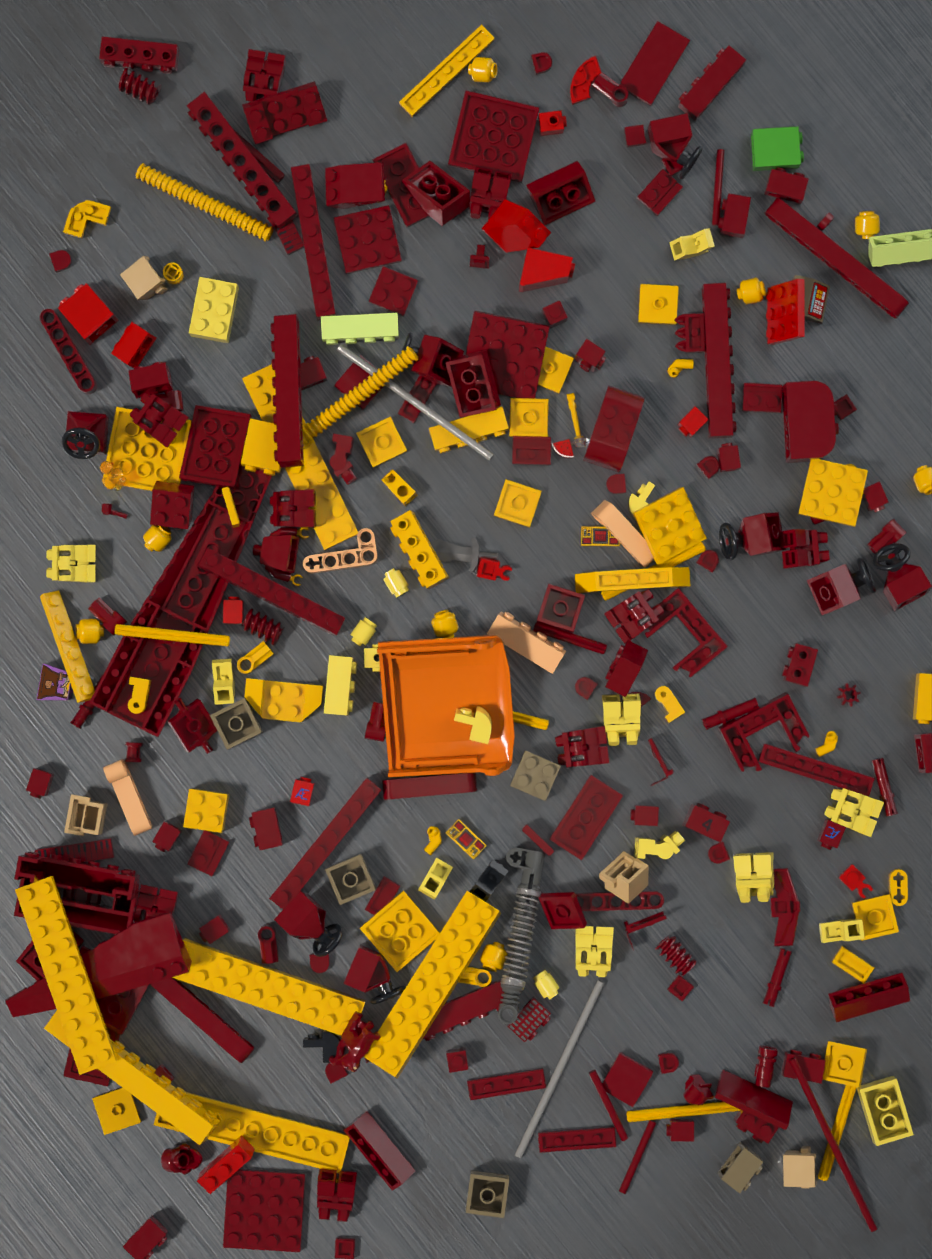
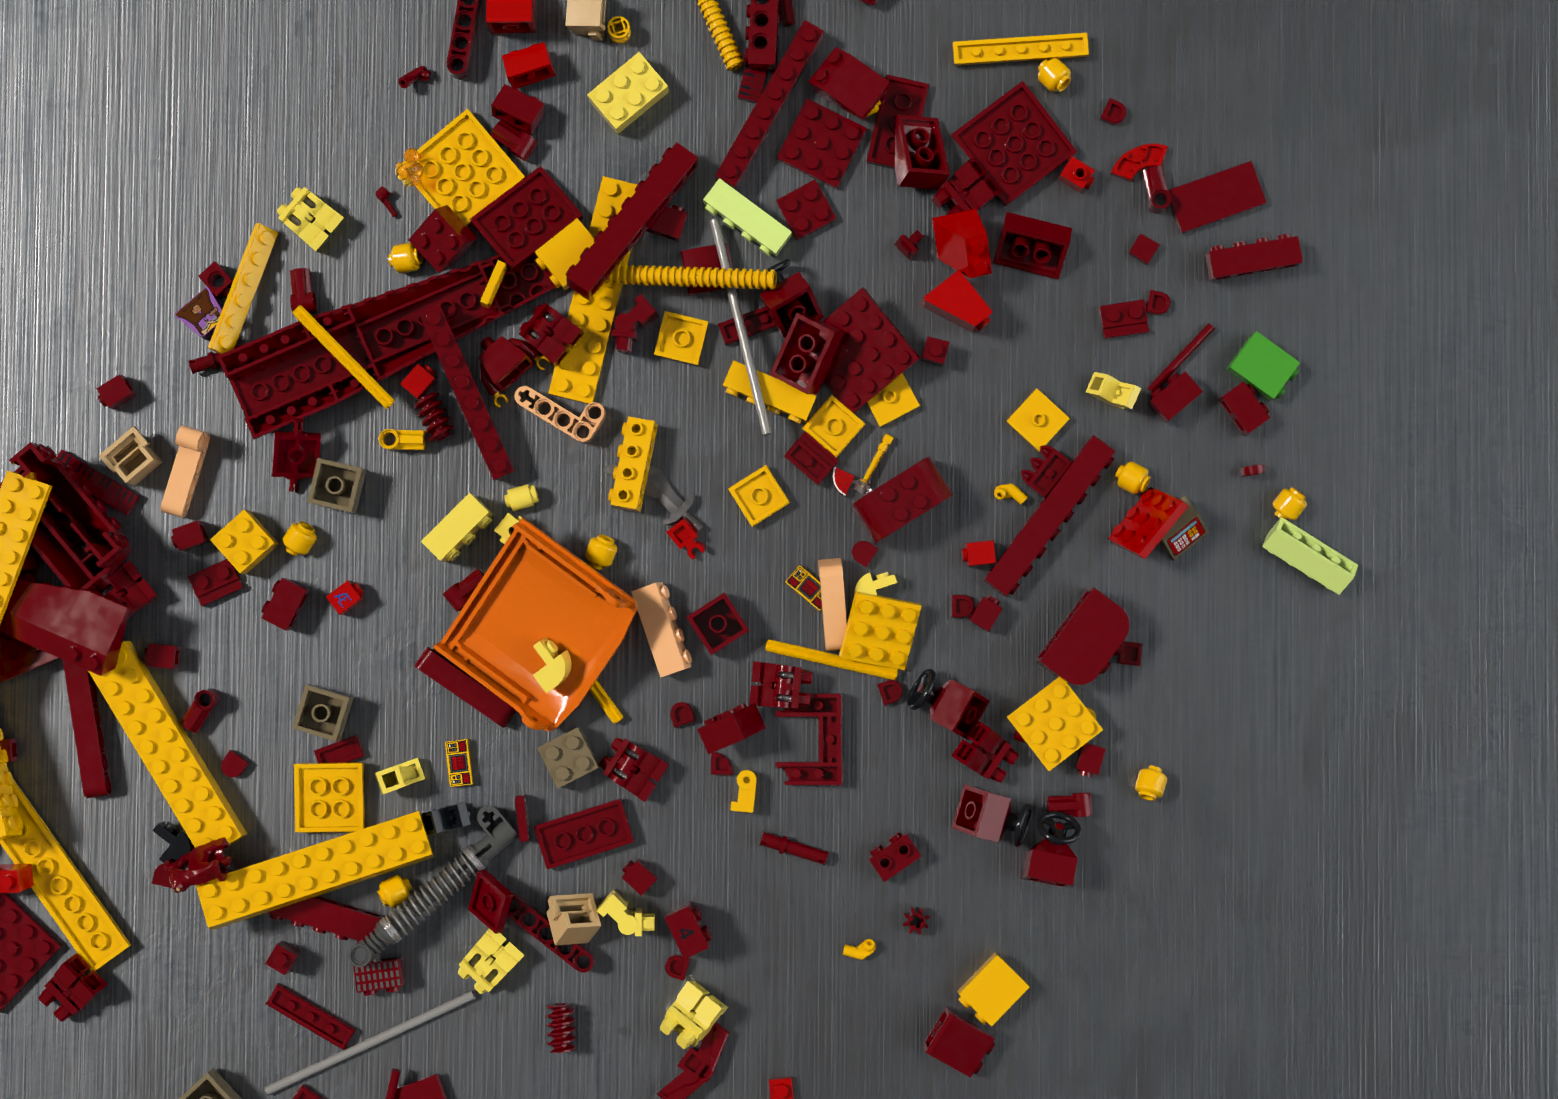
camera: 35 degrees right, 0 degrees up
(38, 650) = (209, 276): none -> dark red brick
(62, 414) = (418, 73): none -> dark red arm
(85, 434) = (417, 110): piece -> none
(89, 631) = (274, 291): yellow head -> none
(133, 752) = (223, 434): dark red bush -> none
(139, 699) = (270, 386): yellow leg -> none
(152, 414) = (492, 141): dark red hips -> none
(223, 681) = (357, 438): light yellow brick -> none
(240, 778) = (299, 538): none -> yellow head
(283, 699) = (397, 497): yellow piece -> none
(306, 920) = (251, 715): dark red piece -> none
(325, 843) = (327, 661): dark red brick -> none
(344, 1248) = (41, 1043): dark red tile -> none
(371, 971) = (270, 812): dark red piece -> none
(379, 1150) = (144, 981): dark red brick -> none
(396, 582) = (588, 477): light yellow brick -> none
(399, 487) = (662, 393): yellow leg -> none
(434, 838) = (430, 740): yellow arm -> none
(471, 976) = (359, 892): yellow piece -> none
(546, 984) = (421, 956): light yellow brick -> none
(570, 638) = (705, 658): dark red axle -> none
(590, 356) = (935, 416): dark red brick -> none
(620, 716) = (690, 770): light yellow hips -> none
(632, 579) = (805, 652): yellow slope -> none
(649, 921) = (552, 972): dark red piece -> none
(658, 756) = (695, 830): dark red piece -> none
(670, 139) = (1174, 278): dark red piece -> none
(680, 987) = (541, 1060): dark red tile -> none
(737, 730) = (840, 880): dark red wedge -> none
(762, 398) = (1062, 583): dark red plate -> none
(816, 769) = (829, 964): dark red plate -> none
(831, 834) = (794, 1035): dark red brick -> none
(836, 258) = (1236, 512): dark red beam -> none
(854, 811) = (833, 1031): light yellow hips -> none
(884, 787) = (879, 1032): dark red pin -> none

